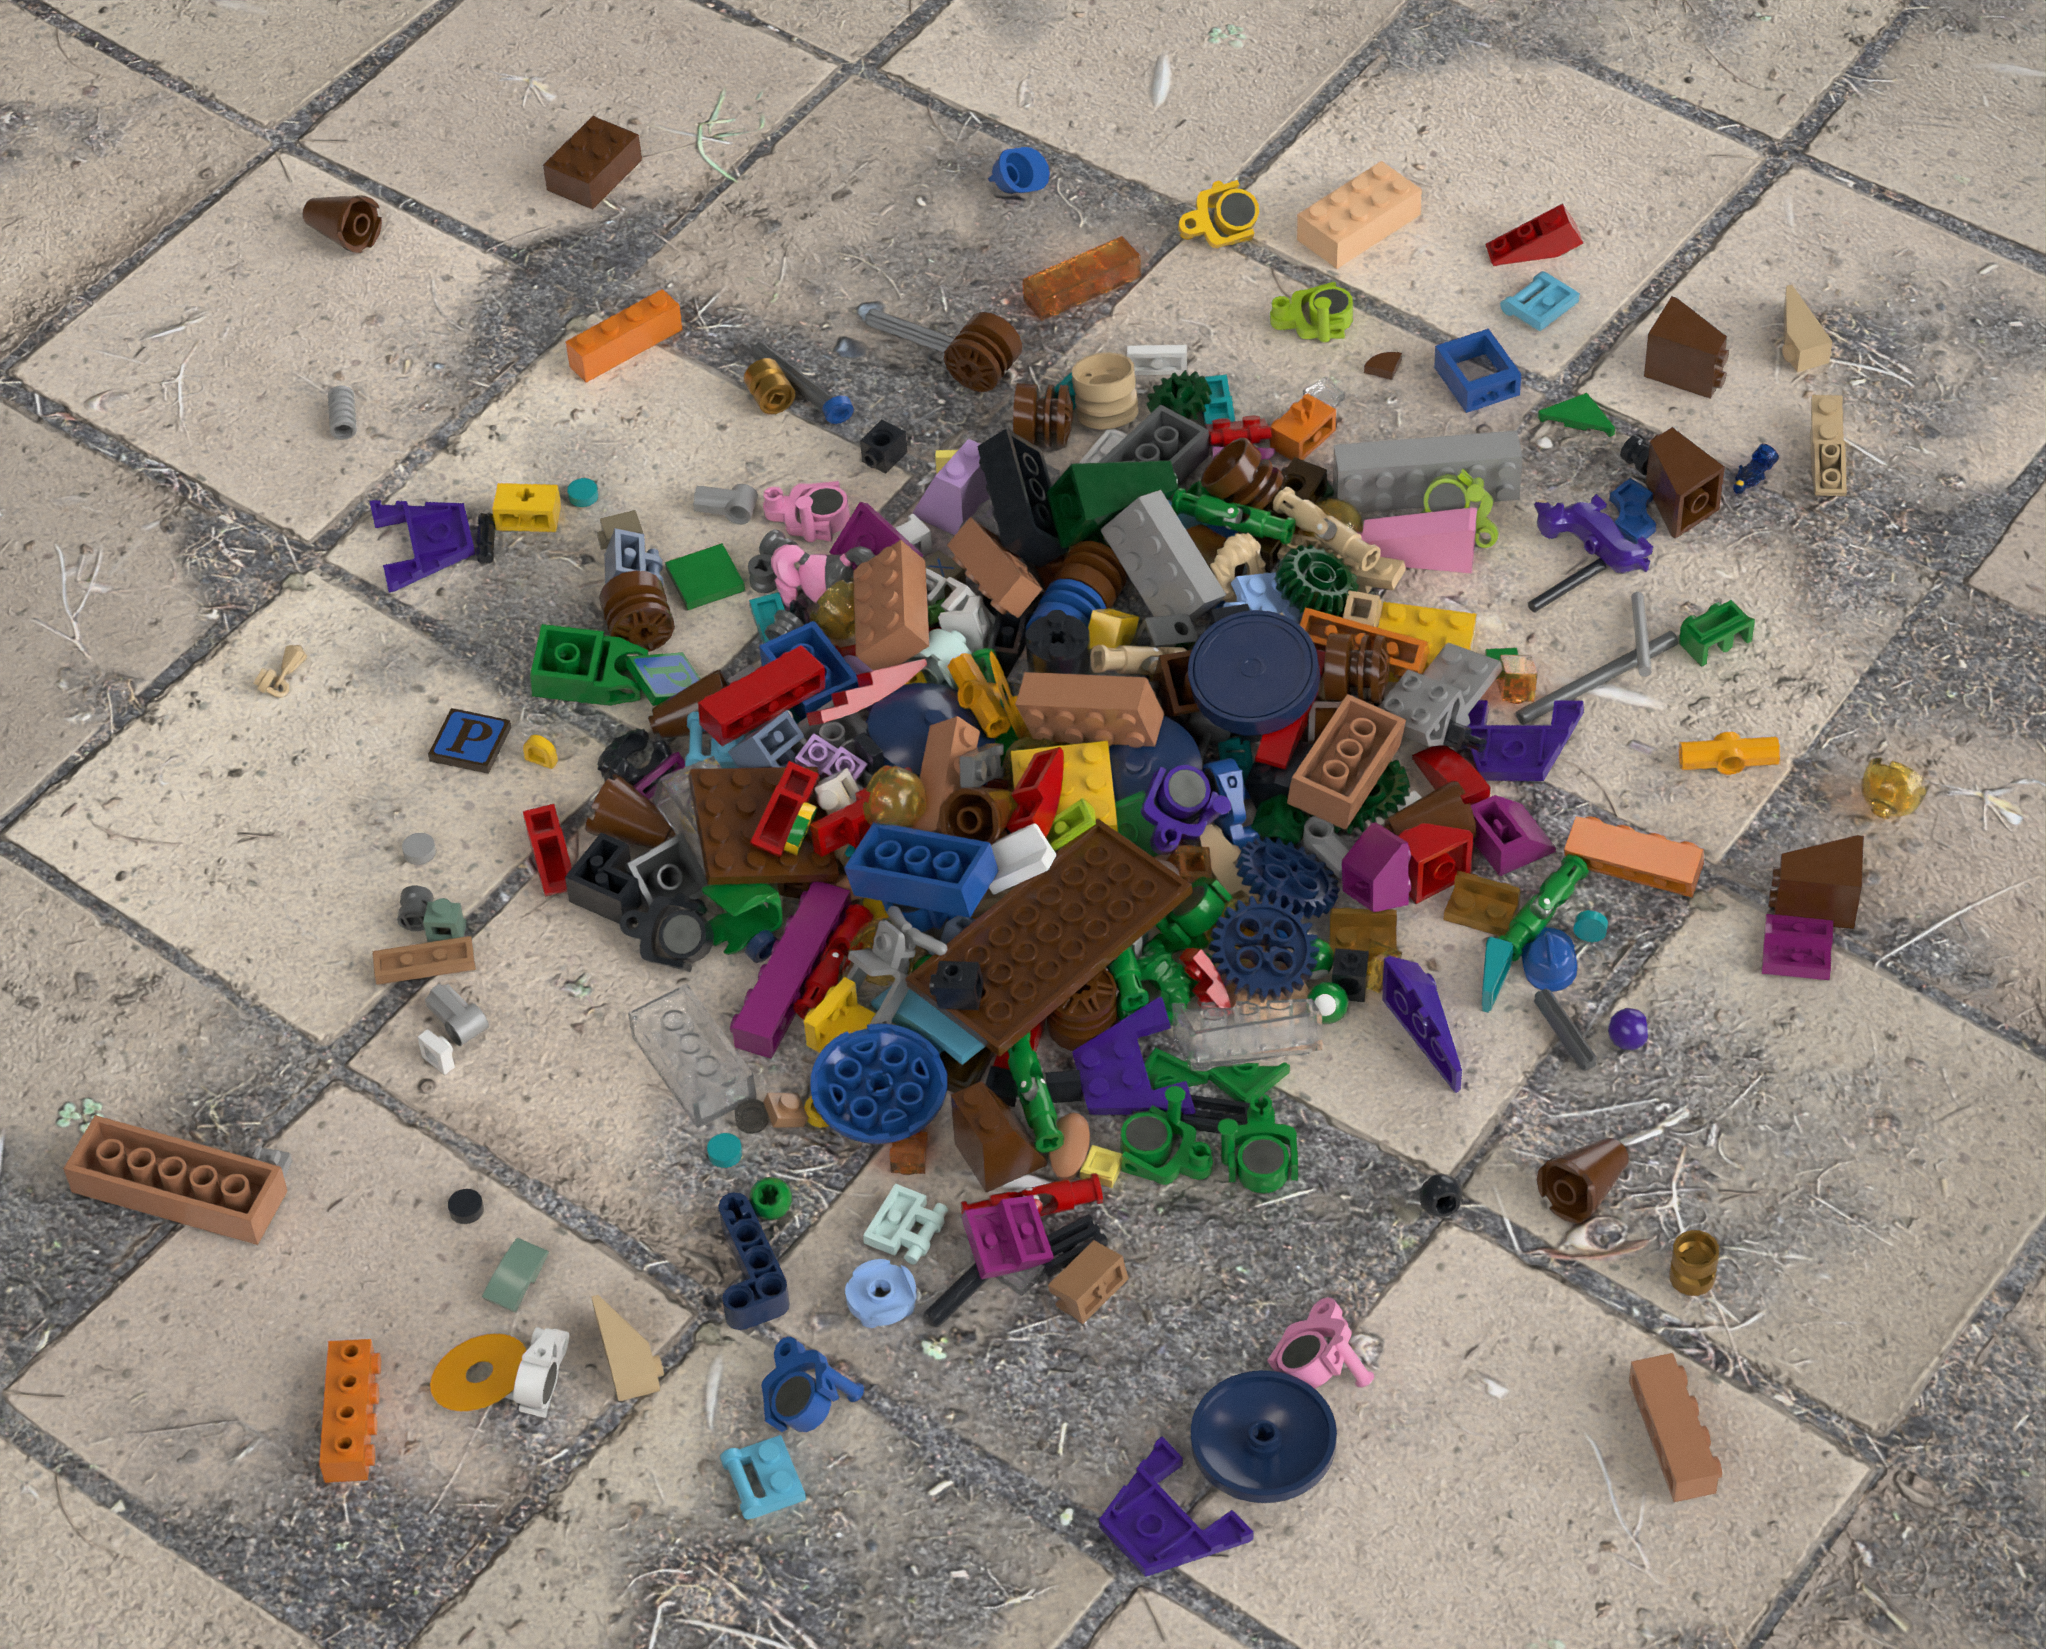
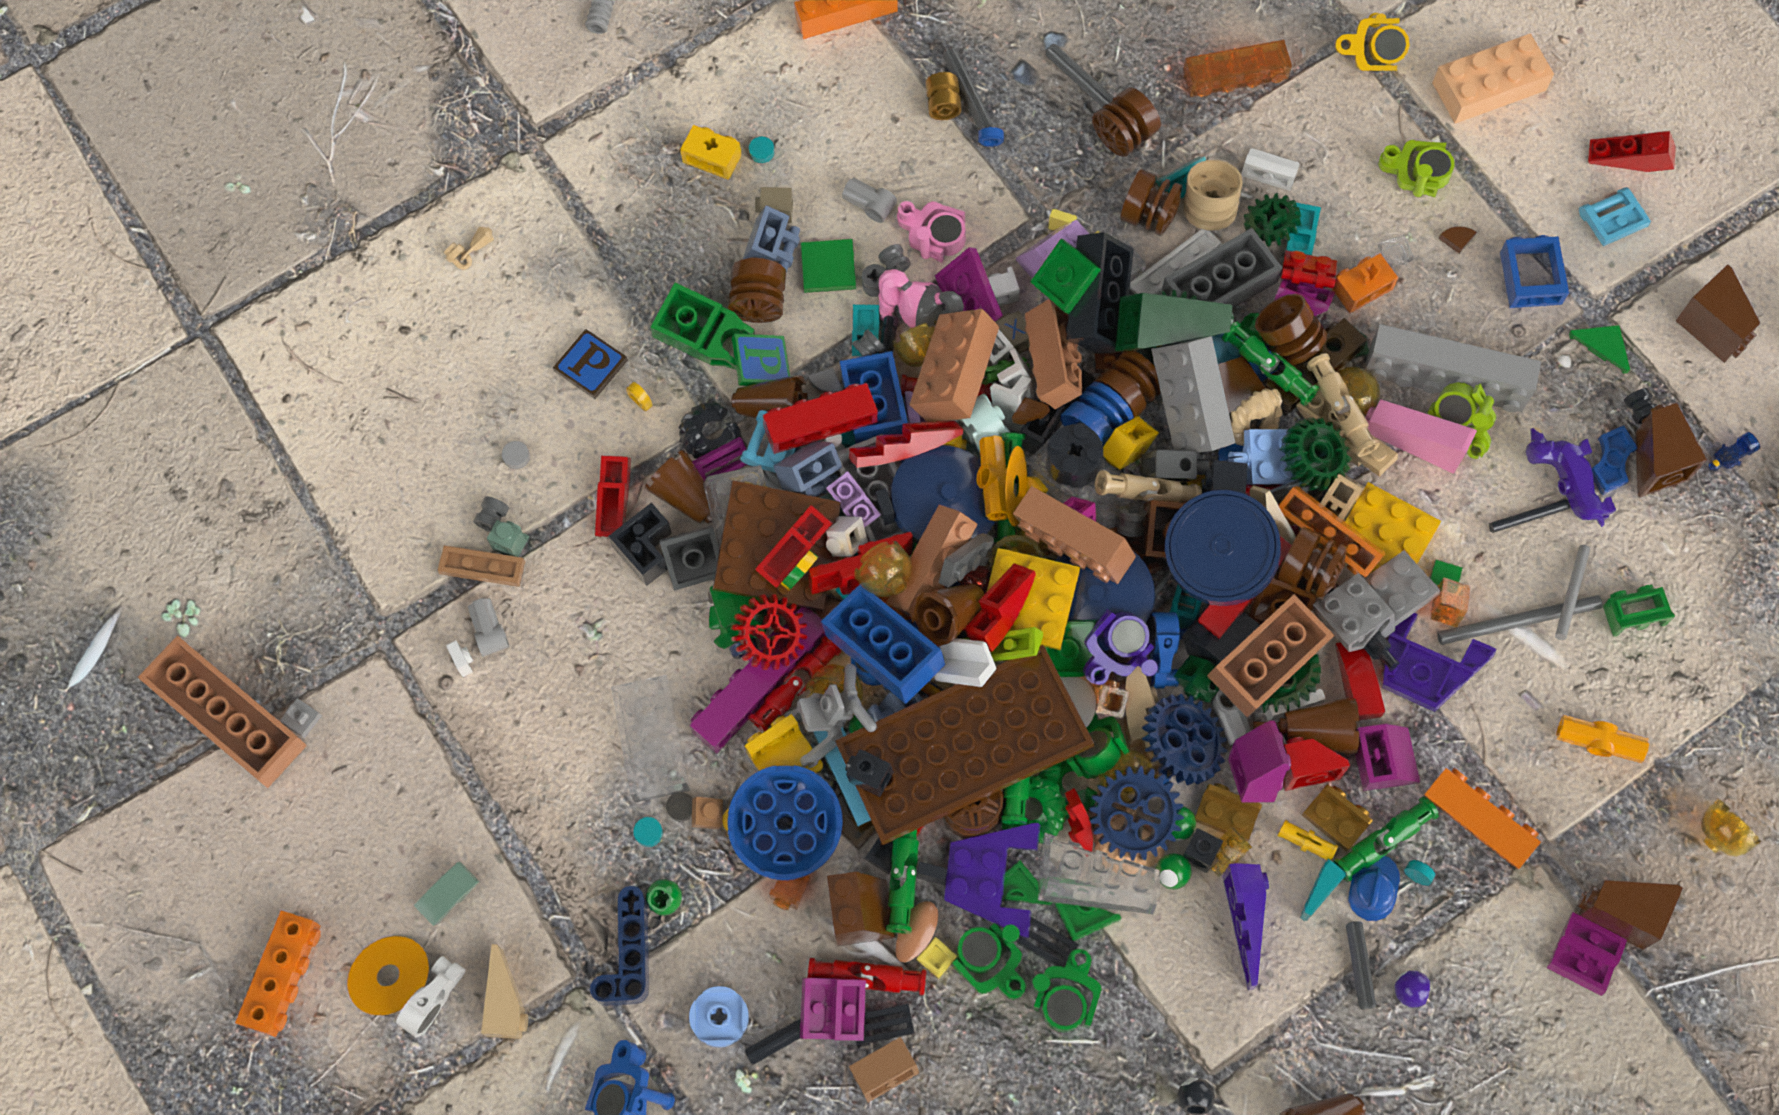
camera: 20 degrees right, 20 degrees up
(437, 535) = (632, 158): dark purple wing -> none
(465, 1206) = (433, 811): black tile -> none
(485, 538) = (669, 170): black axle -> none
(681, 934) = (682, 620): black piece -> none
(781, 912) = (768, 644): none -> red gear
(883, 446) = (1015, 177): black brick -> none
(895, 1220) = (755, 951): light aqua plate -> none
(979, 486) = (1065, 275): none -> green tile
(991, 626) = (1029, 411): none -> reddish brown tile
(1457, 935) = (1307, 840): none -> yellow pin

